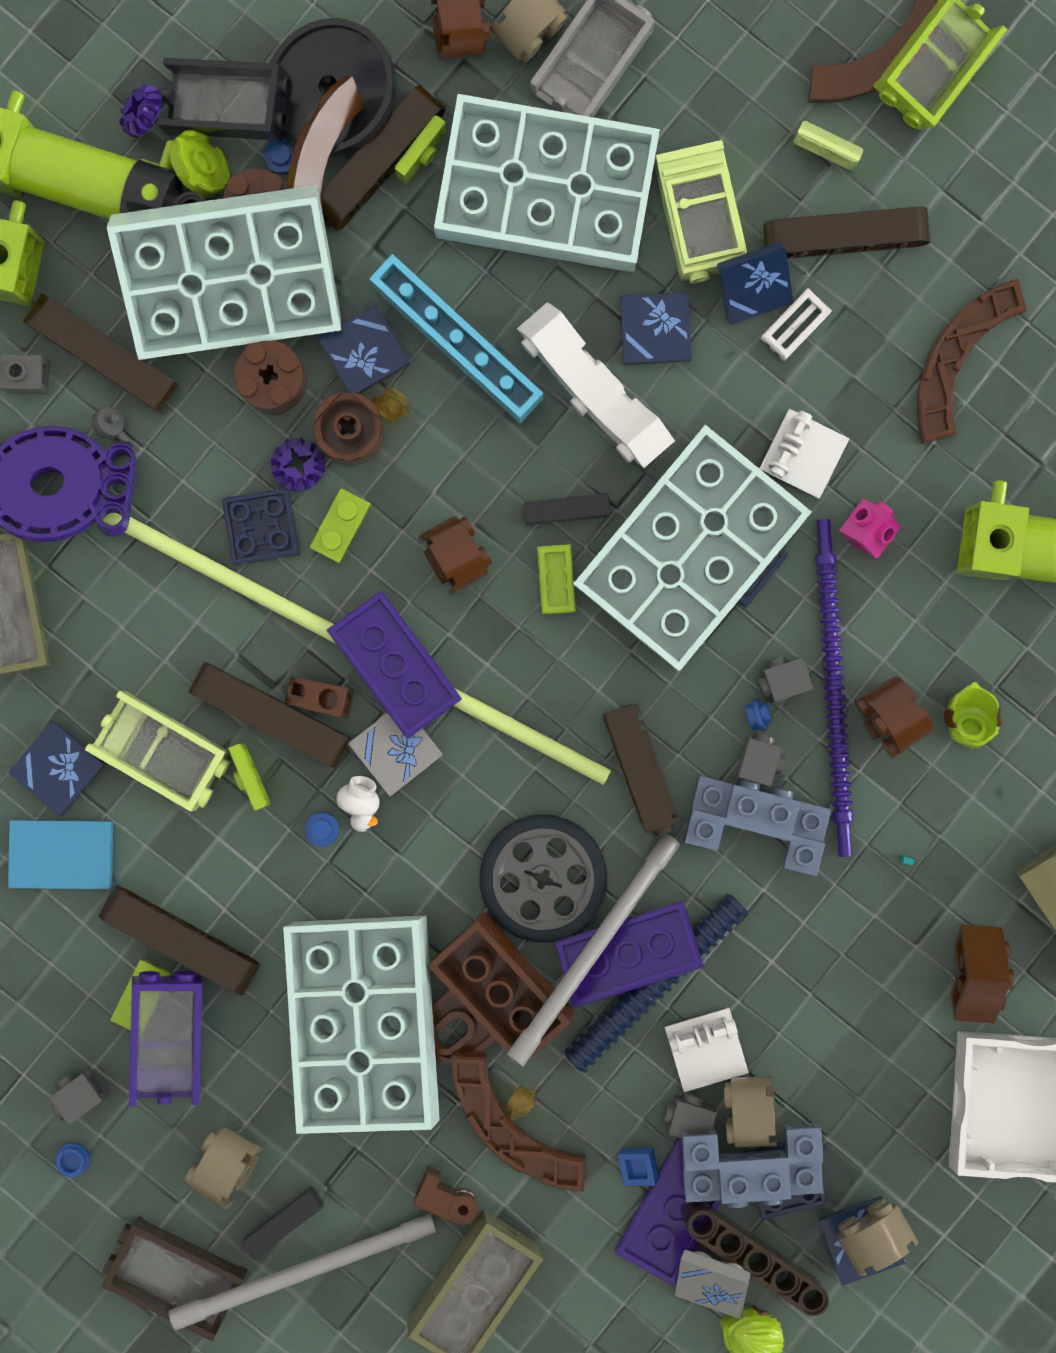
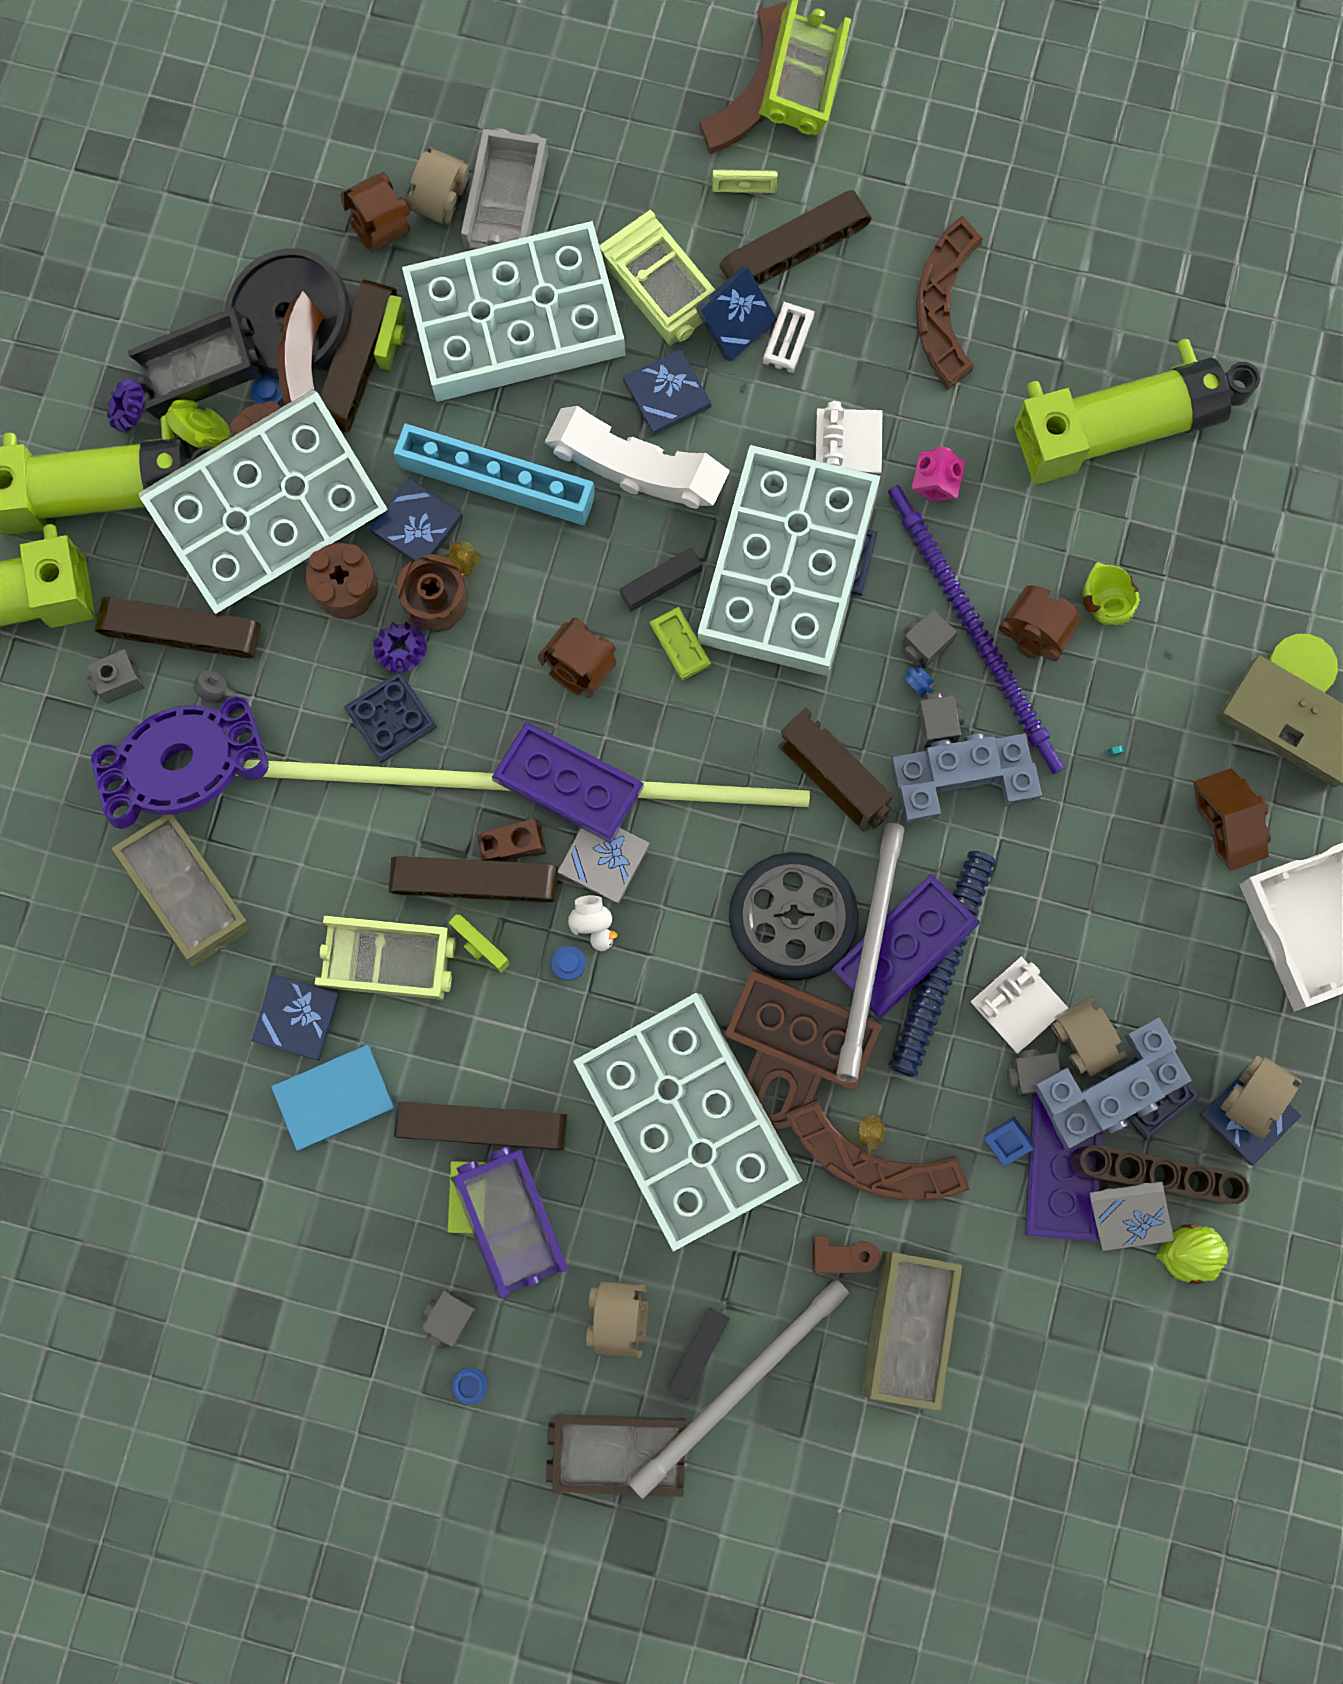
camera: 20 degrees left, 10 degrees down
(340, 526) = (463, 684): lime plate -> none

